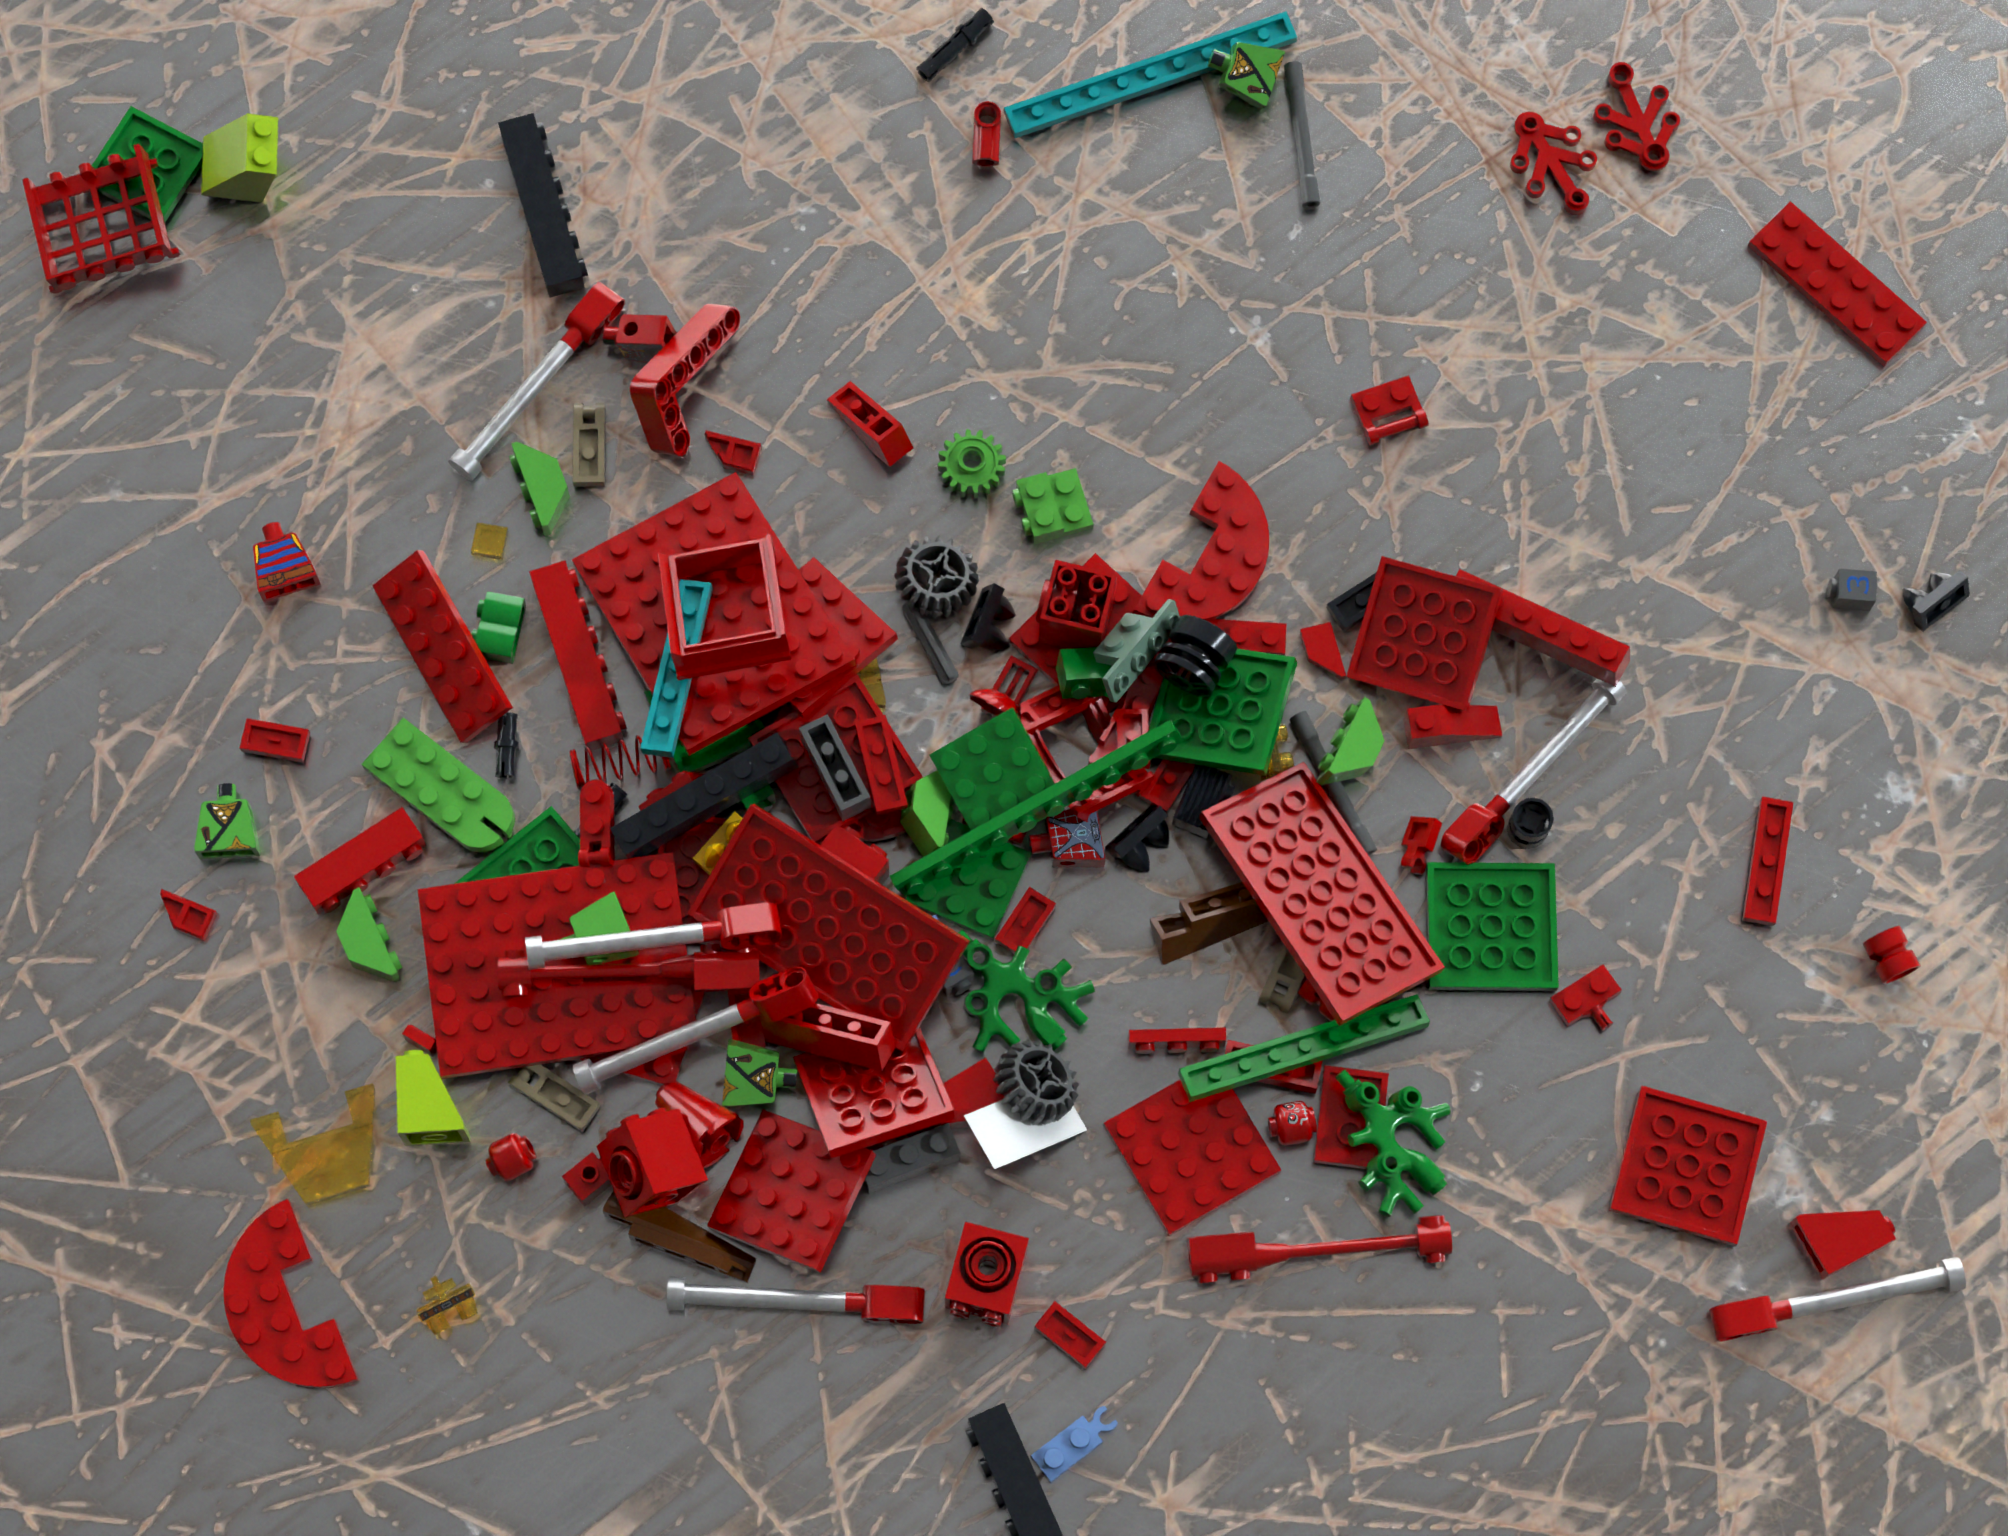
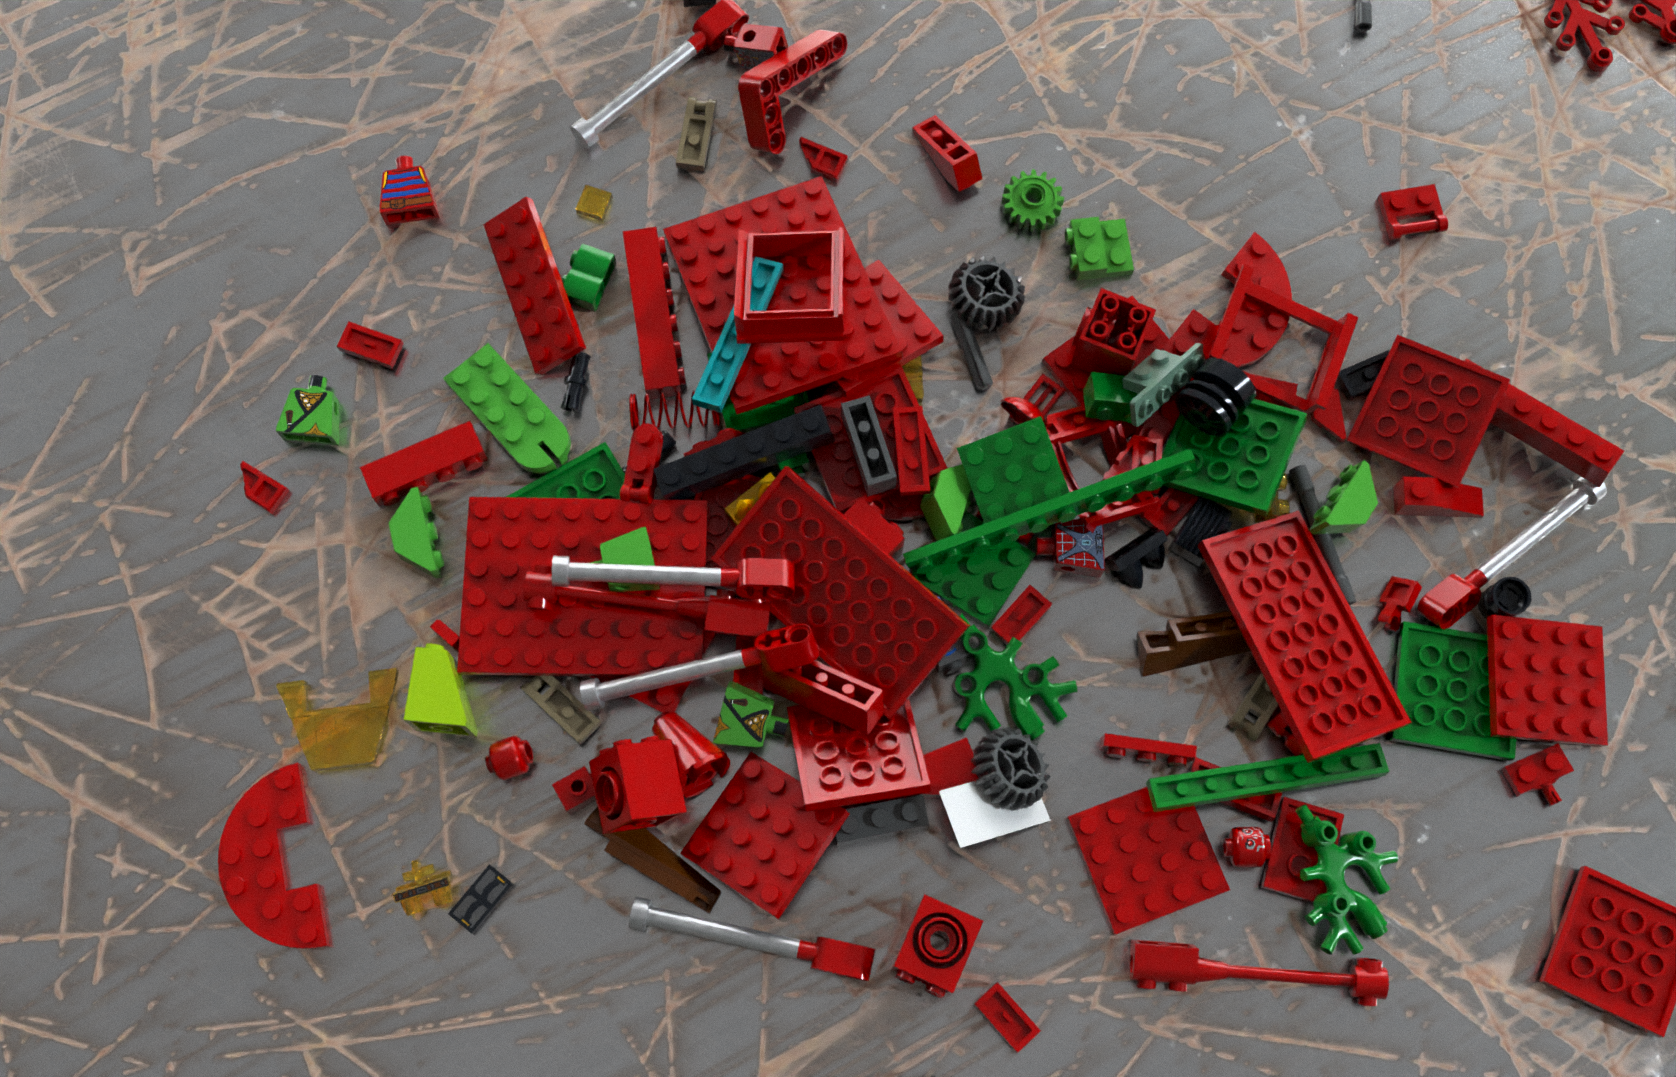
camera: 10 degrees right, 0 degrees up
(507, 1306) = (481, 899): none -> tile
(541, 484) = (649, 161): bright green slope -> none
(980, 629) = (1019, 346): black tile -> none
(1323, 563) = (1331, 358): none -> red piece
(1583, 901) = (1546, 681): none -> red plate

